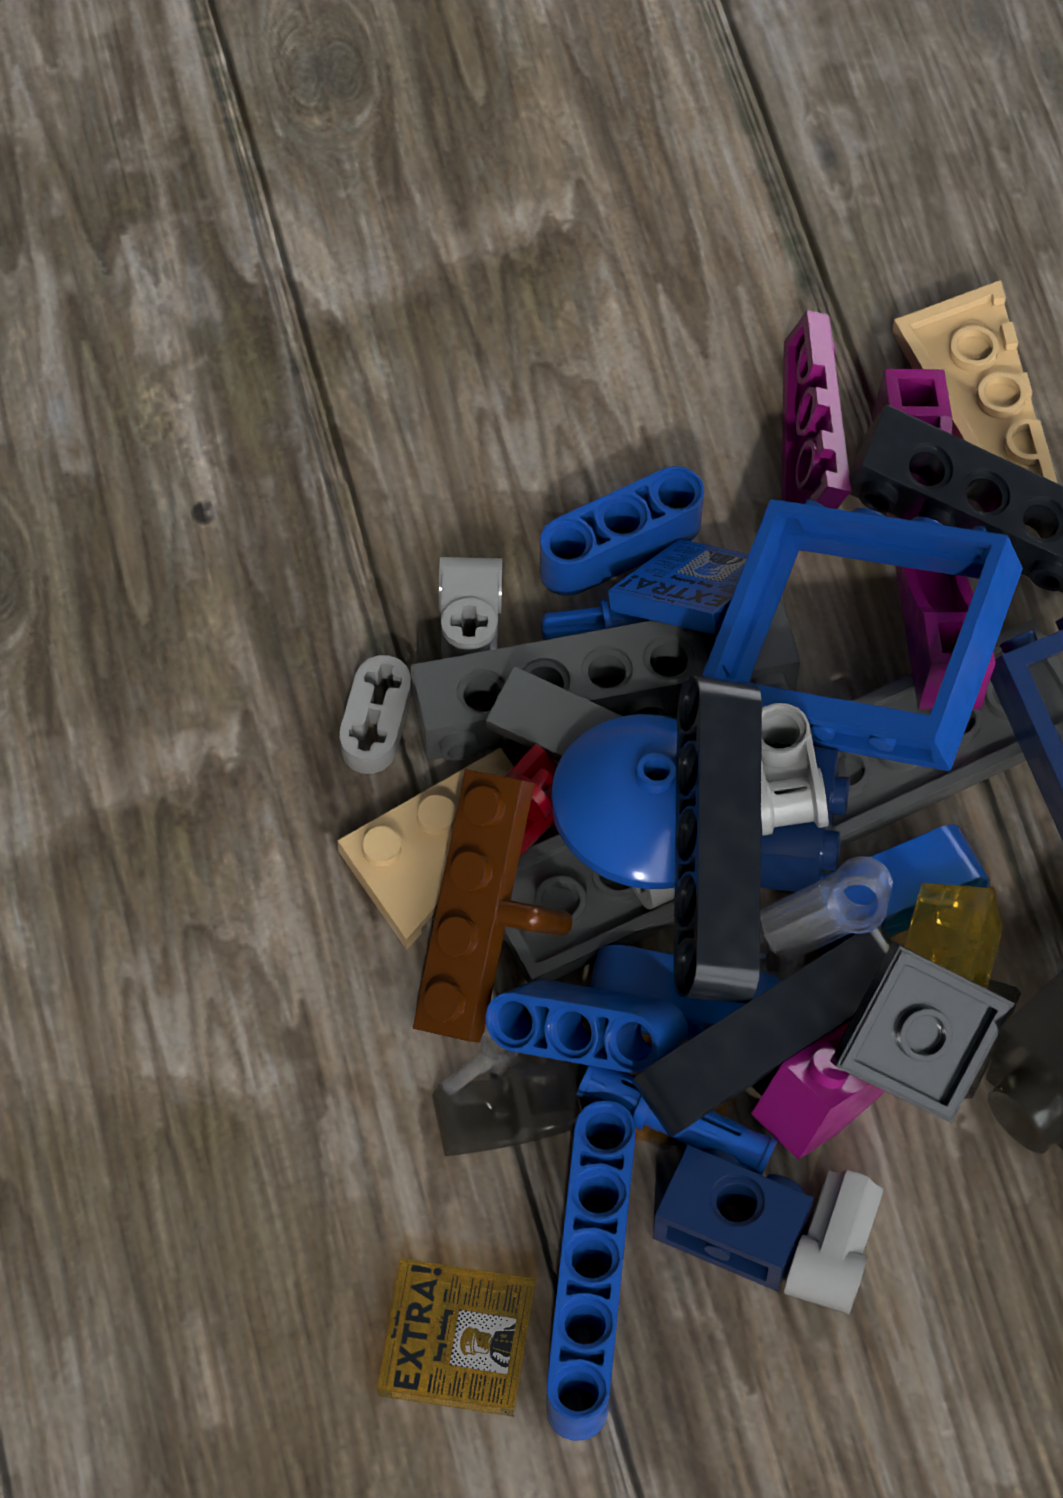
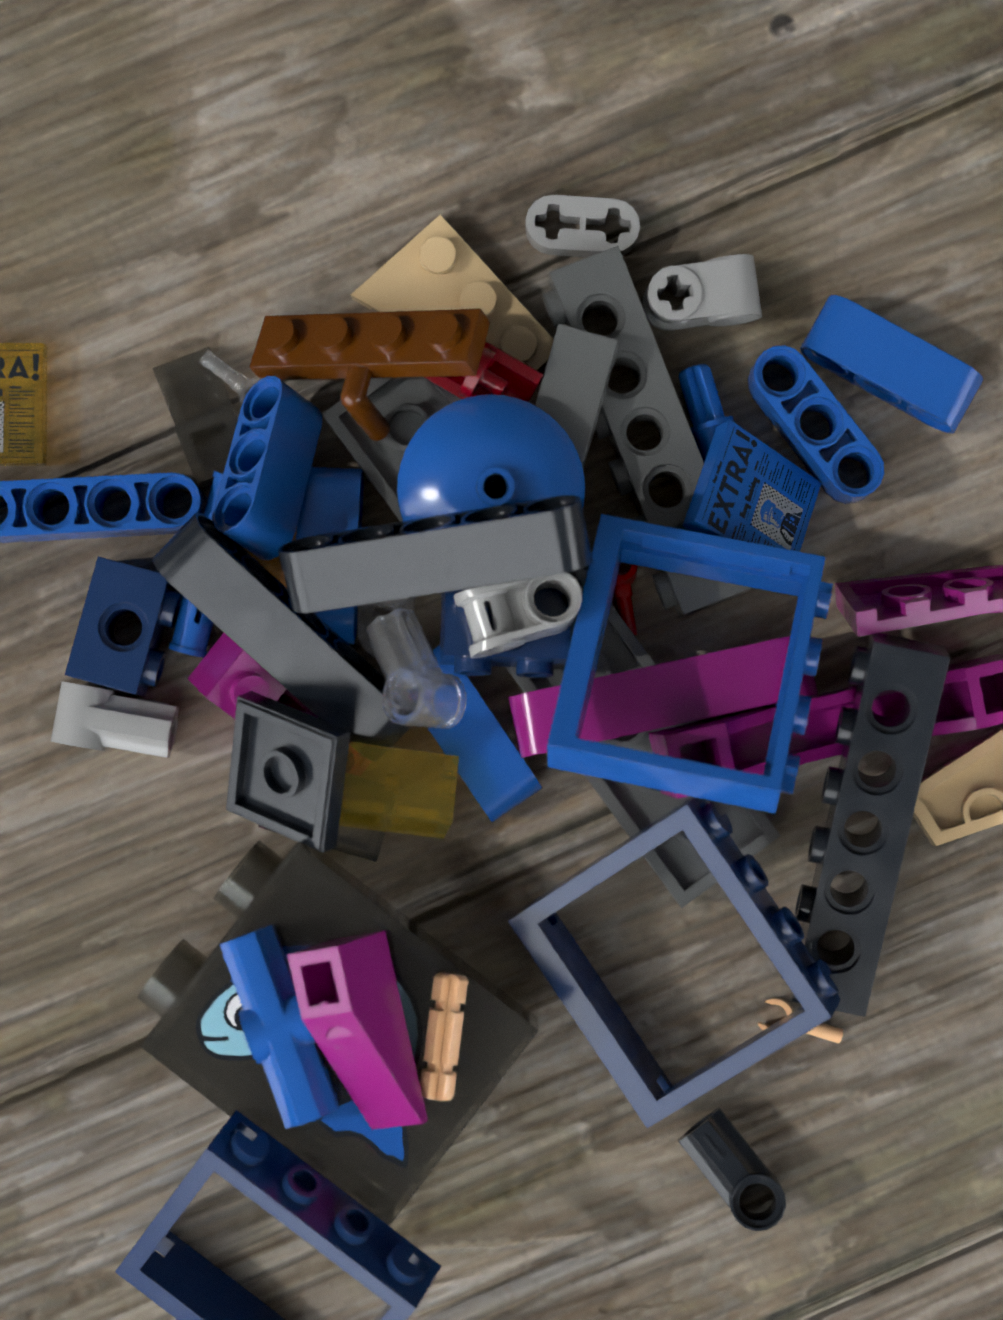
camera: 85 degrees right, 25 degrees up
(570, 456) = (891, 364): none -> blue beam
(883, 674) = (663, 694): none -> magenta beam

